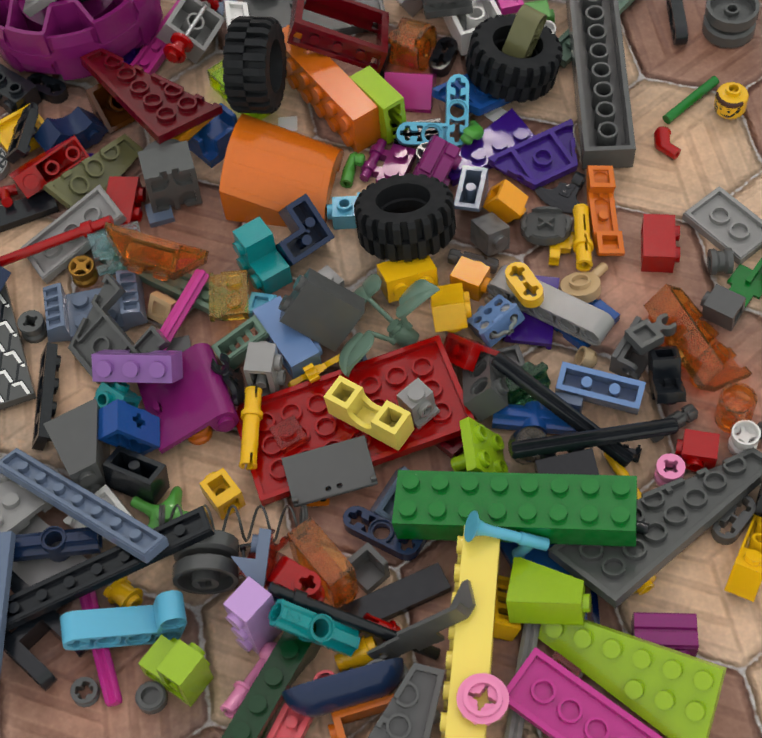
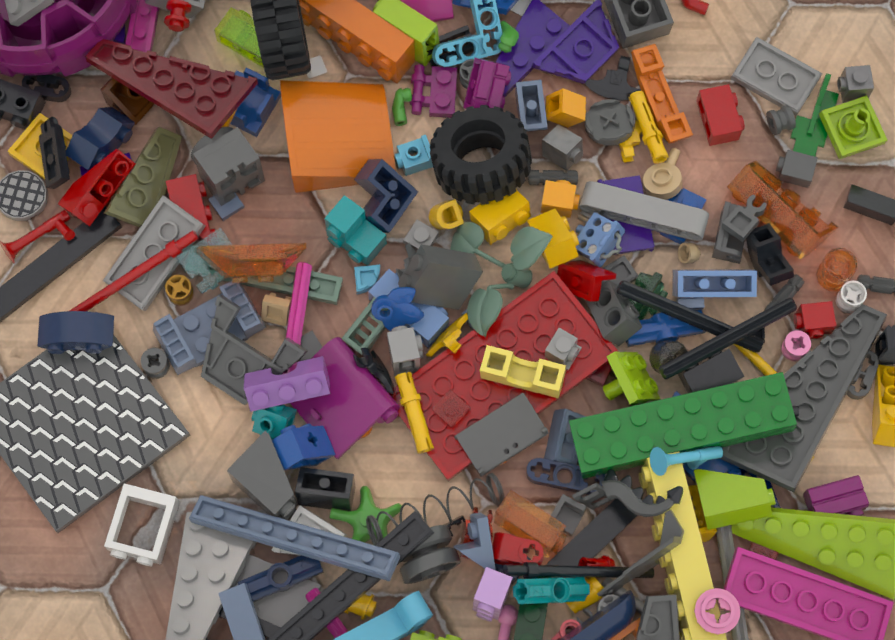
camera: 25 degrees left, 15 degrees up
(47, 387) = (201, 433): black plate -> none
(222, 492) = (407, 470): yellow brick -> none
(229, 295) = (338, 280): clear yellow plate -> none
(271, 324) = (400, 308): none -> blue plate
(355, 266) = (446, 215): none -> yellow plate
(428, 556) = (630, 497): none -> dark grey piece
(519, 287) = (615, 205): yellow beam -> none

